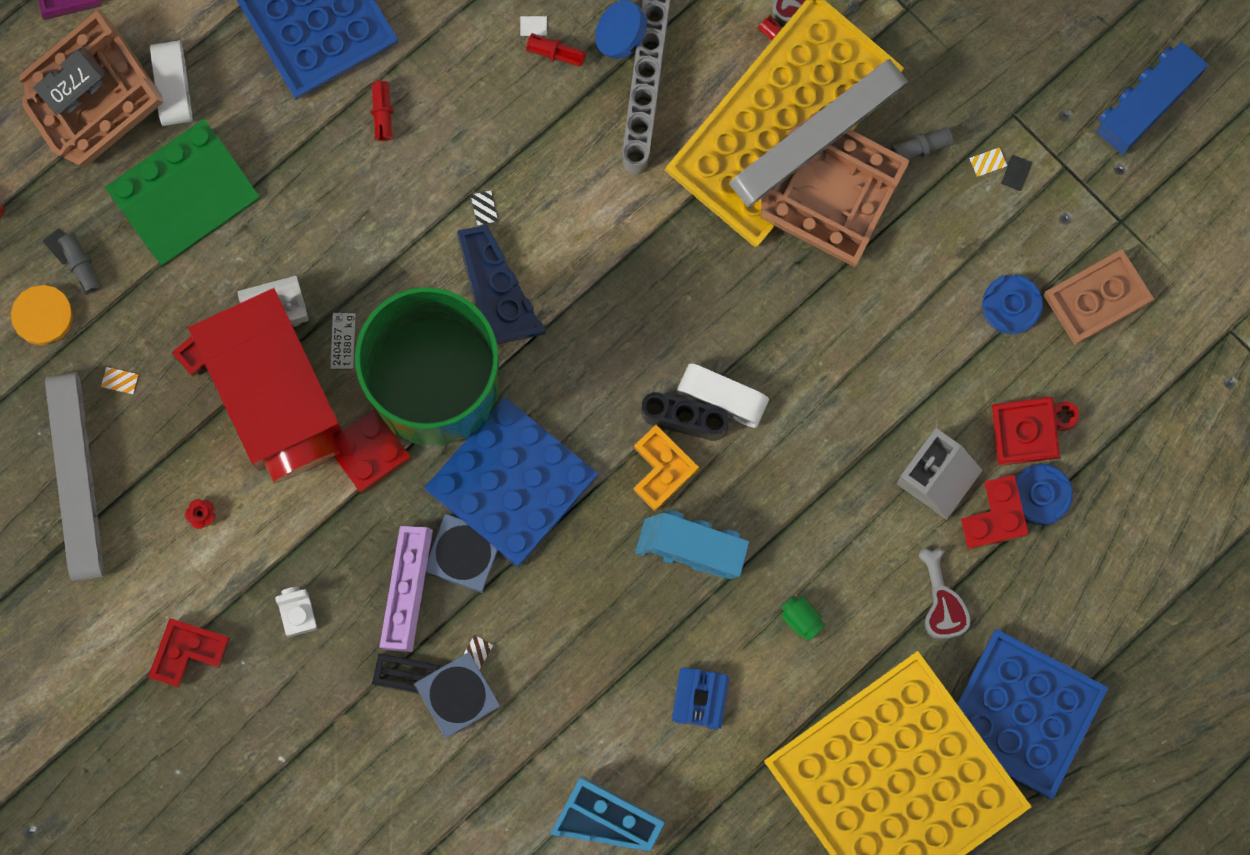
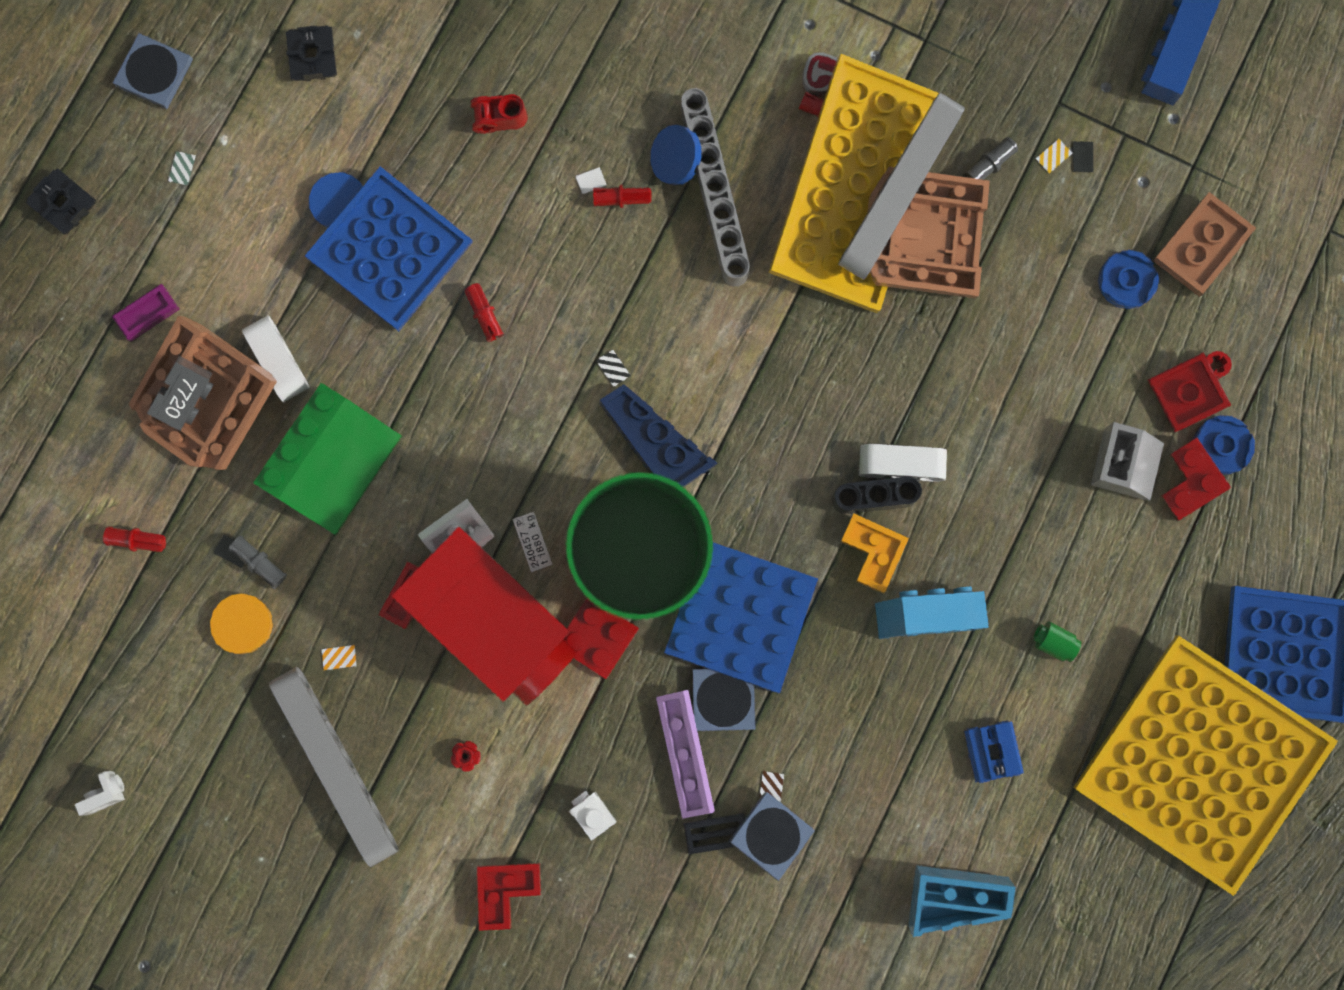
camera: 20 degrees left, 5 degrees up
(948, 614) = (1183, 586): light grey piece -> none

